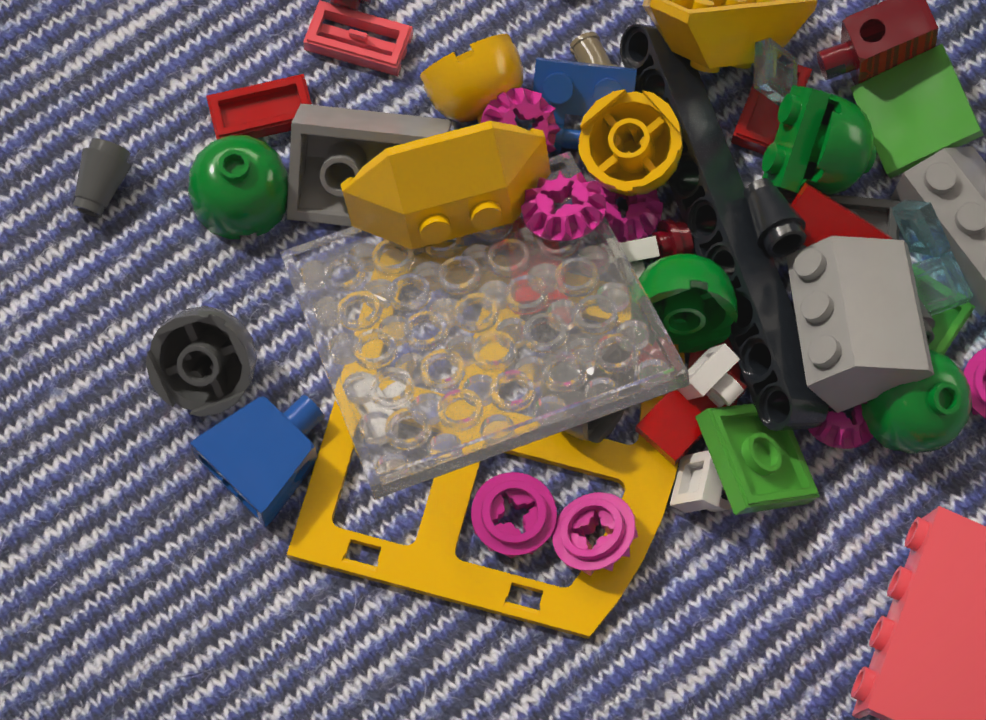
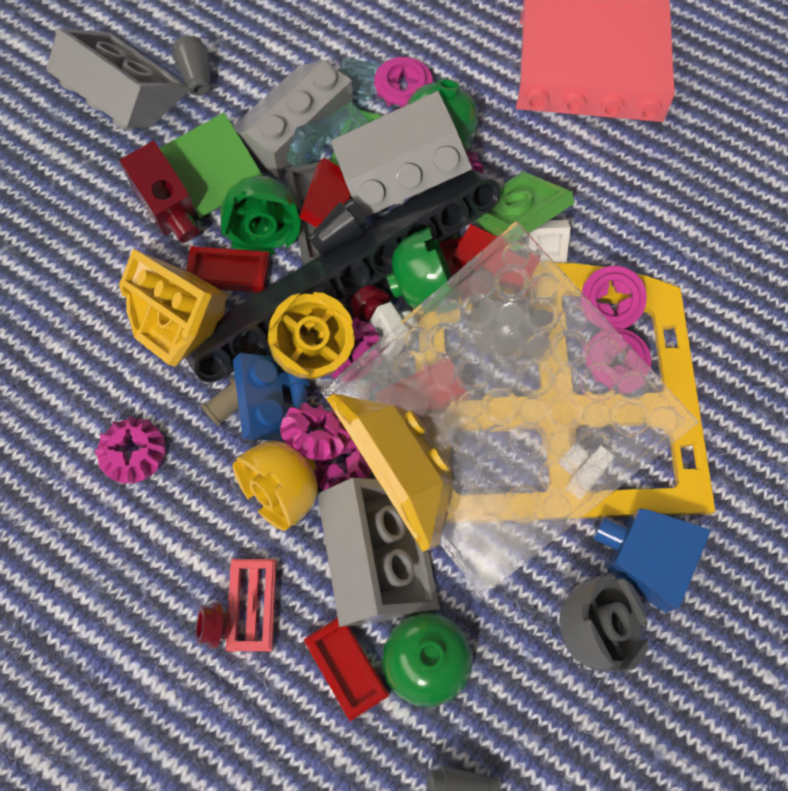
camera: 105 degrees left, 0 degrees up
(569, 221) = (396, 384): dark pink gear -> none
(711, 378) = (476, 236): white tile -> none
(774, 70) = (208, 259): clear light blue tile -> none
(800, 121) = (261, 233): green plate -> none

